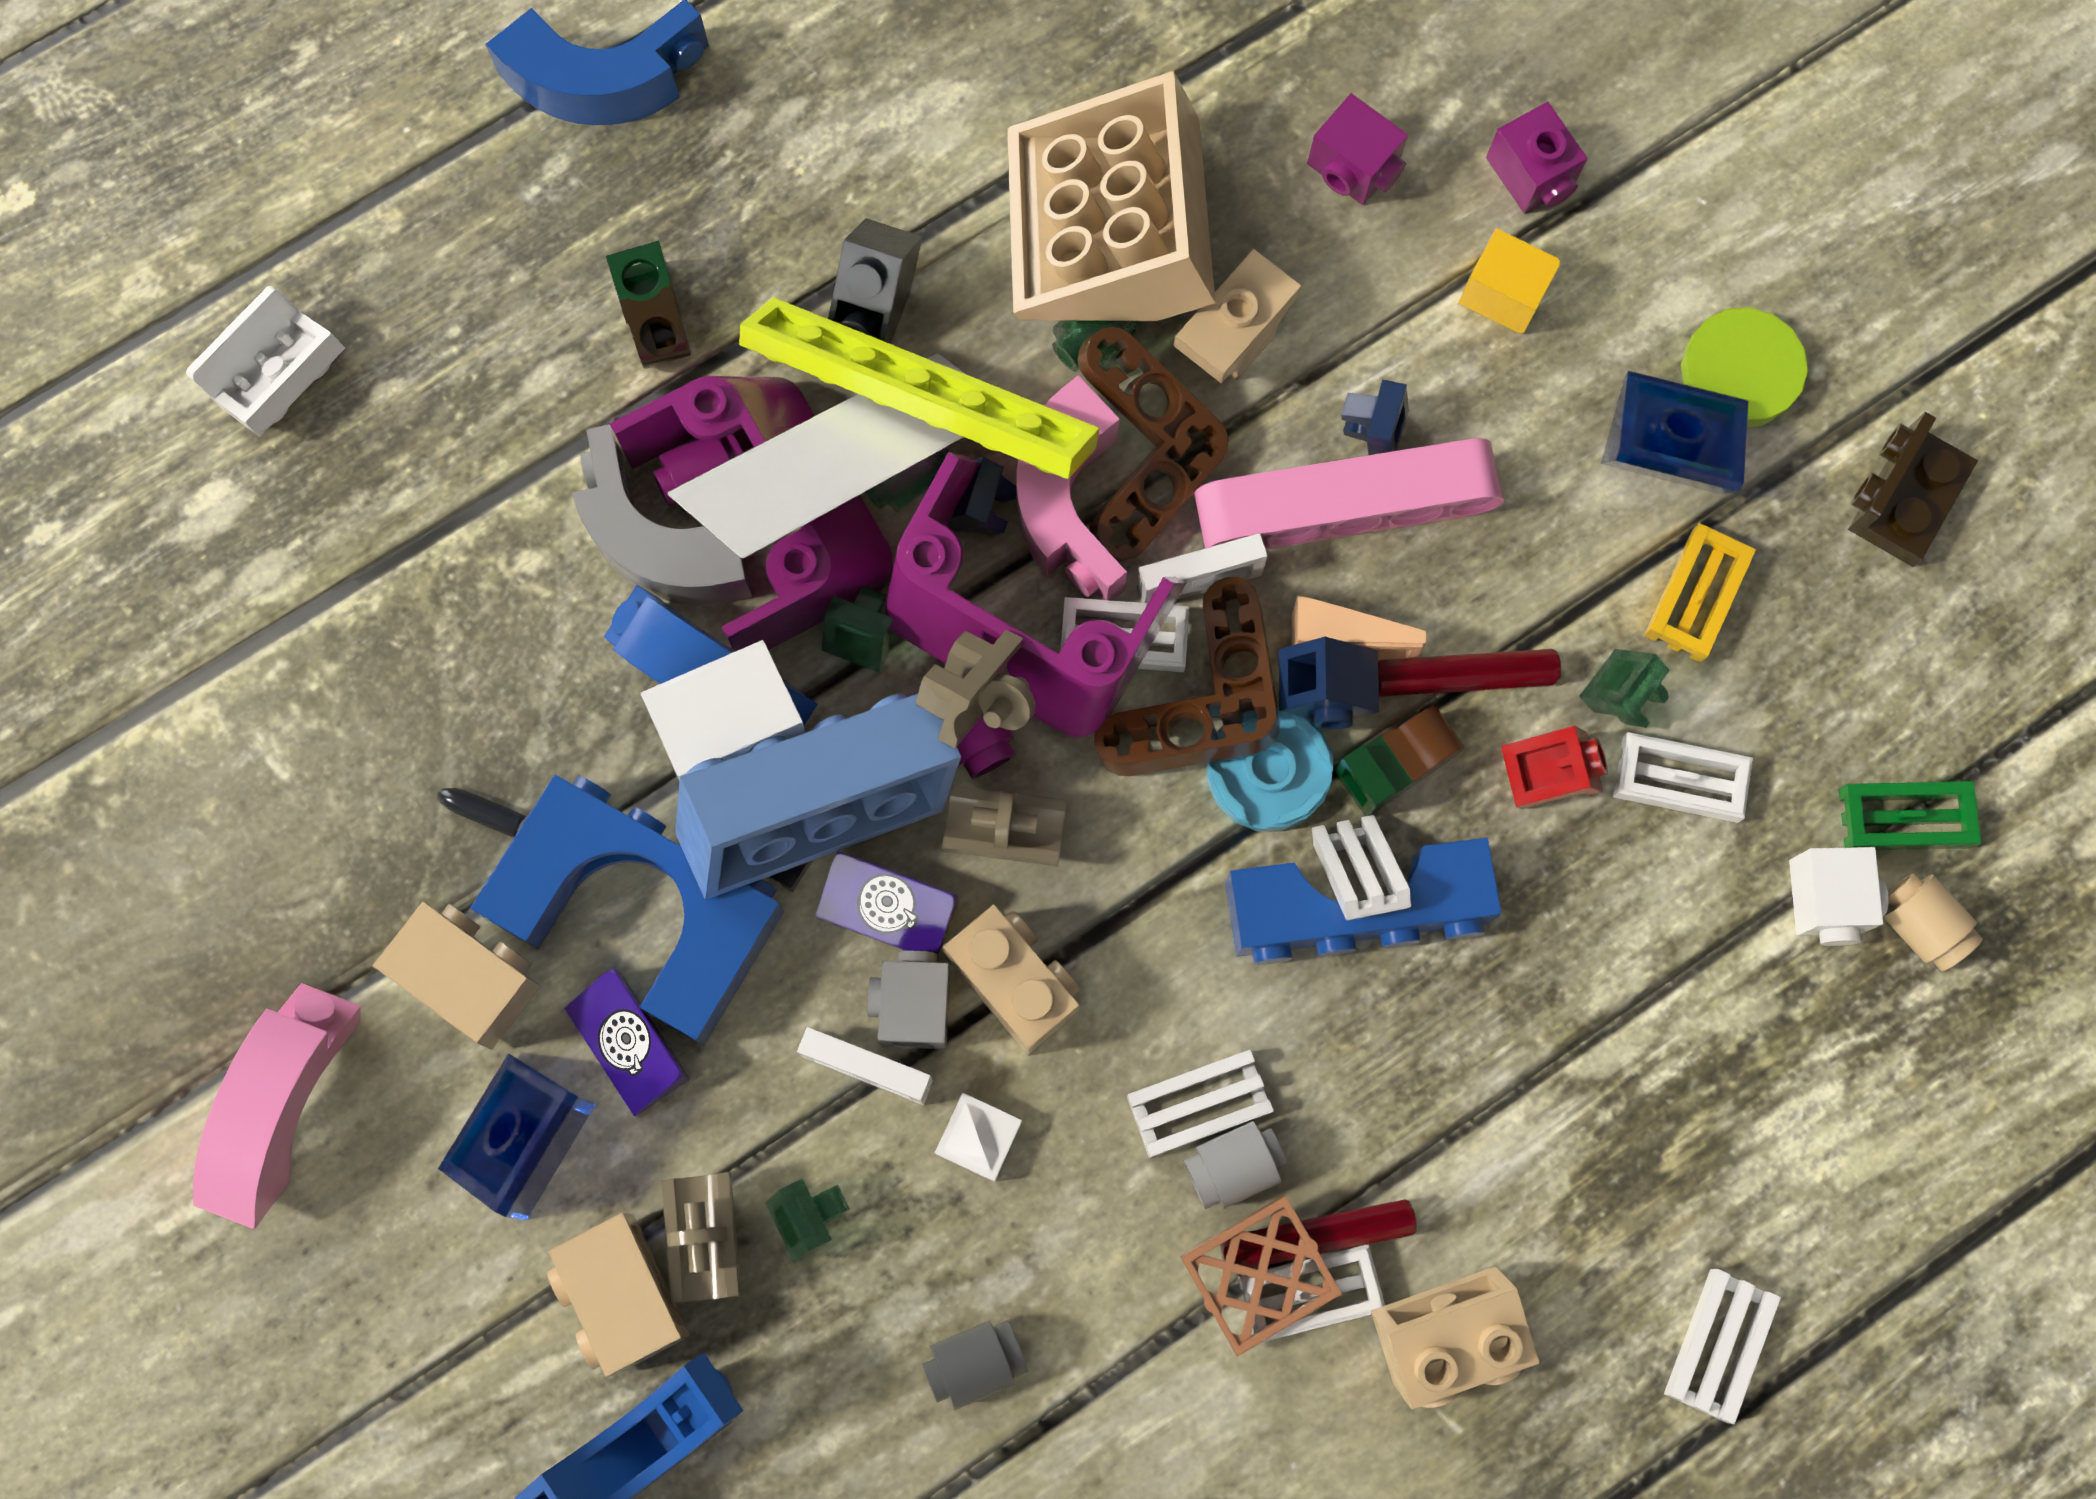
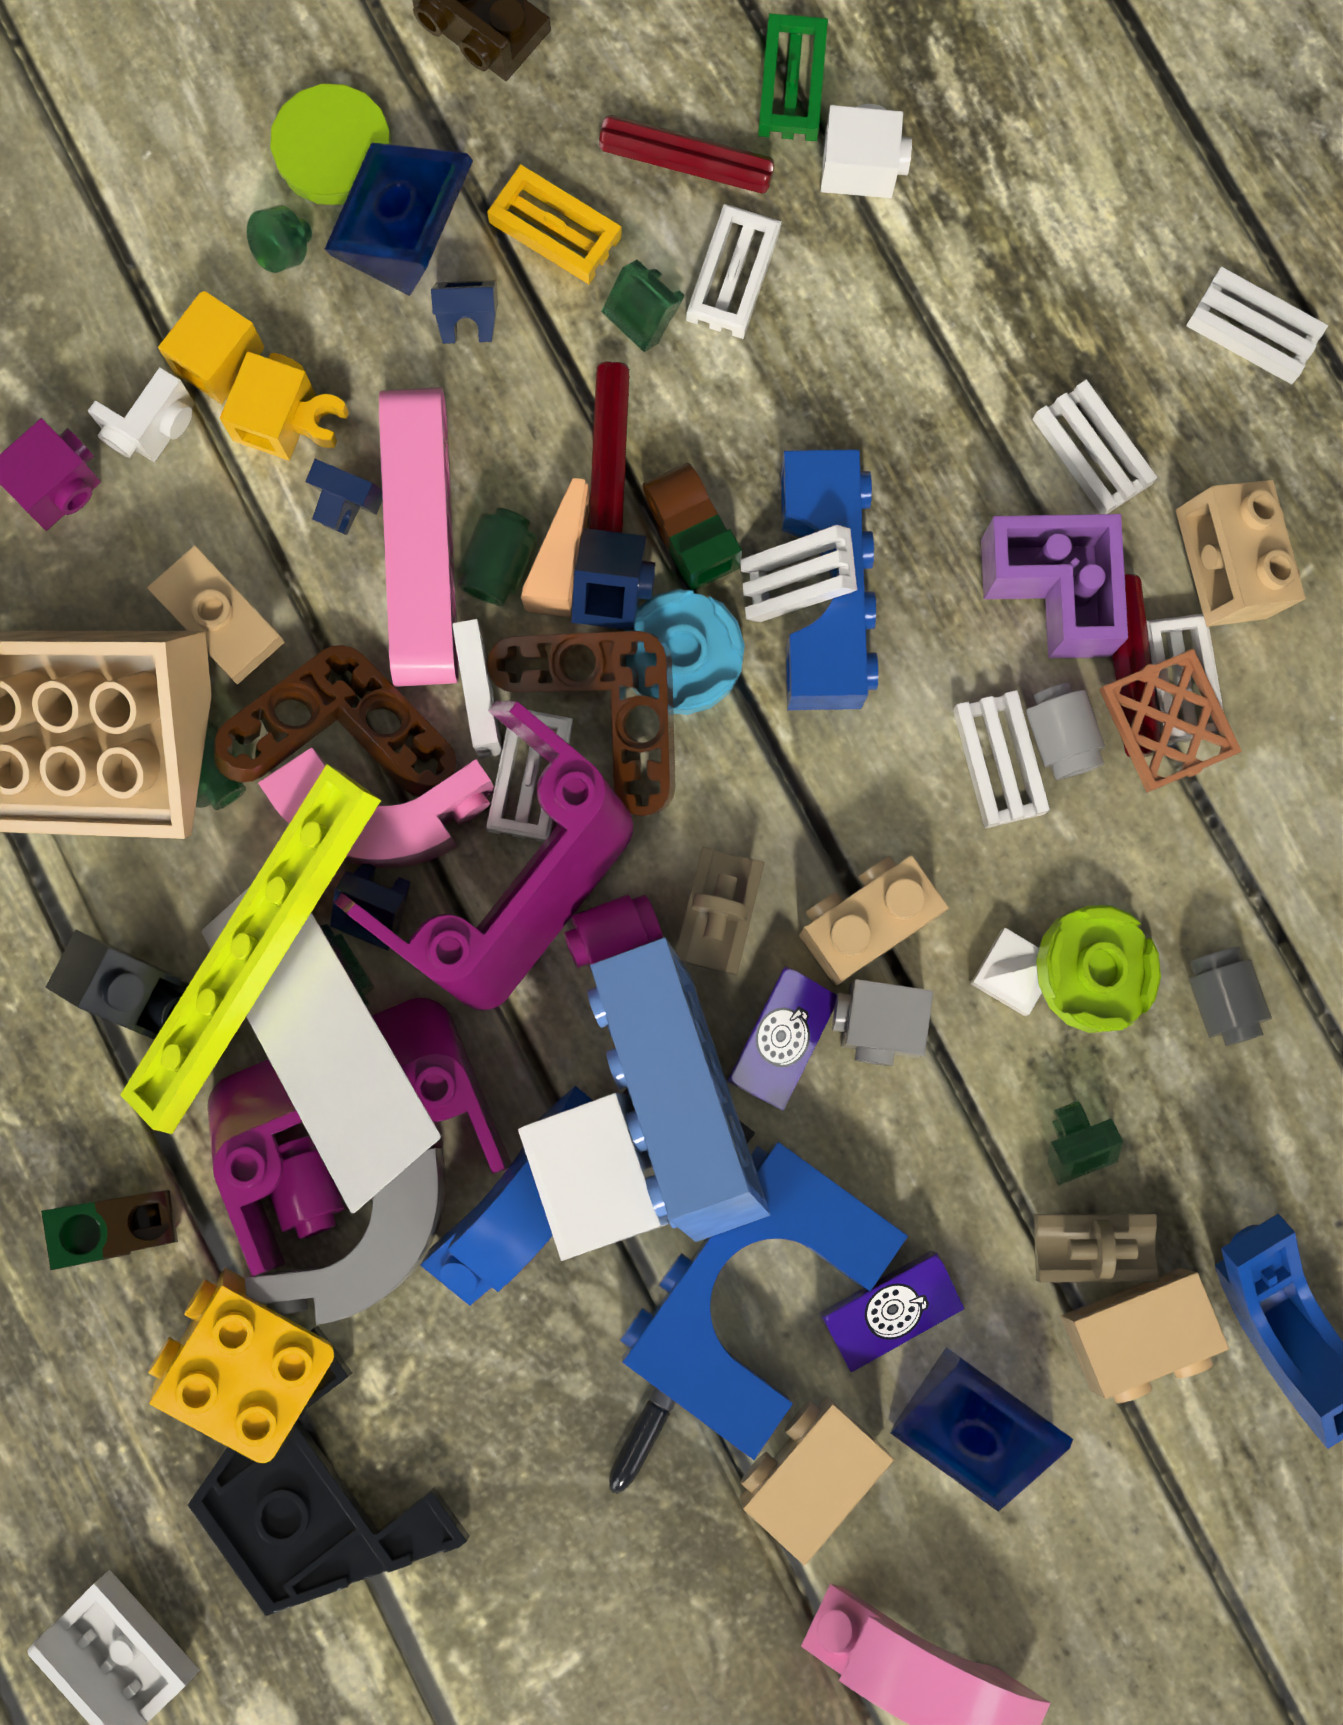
camera: 85 degrees left, 5 degrees up
(402, 497) = (300, 1530): none -> black wing
(526, 432) = (238, 1369): none -> yellow bracket
(858, 629) = (497, 1038): clear green tile -> none
(865, 1066) = (942, 1072): white tile -> none
(977, 686) = (611, 890): dark tan hips -> none
(989, 1221) = (1098, 969): none -> lime tile
(1339, 573) = (496, 556): none -> clear green brick
(1416, 1143) = (1071, 564): none -> medium lavender brick
(1426, 238) = (154, 419): none -> white bracket
(1460, 348) = (275, 405): none -> yellow brick
(1537, 158) = (82, 299): magenta brick -> none
(1554, 766) = (715, 384): red bracket -> none
(1593, 1138) = (1111, 433): none -> white tile
(1601, 513) = (465, 300): none -> dark blue tile
(1633, 329) = (278, 238): none -> clear green tile
(1801, 715) = (686, 154): none -> dark red axle
(1931, 921) = (898, 72): tan brick -> none

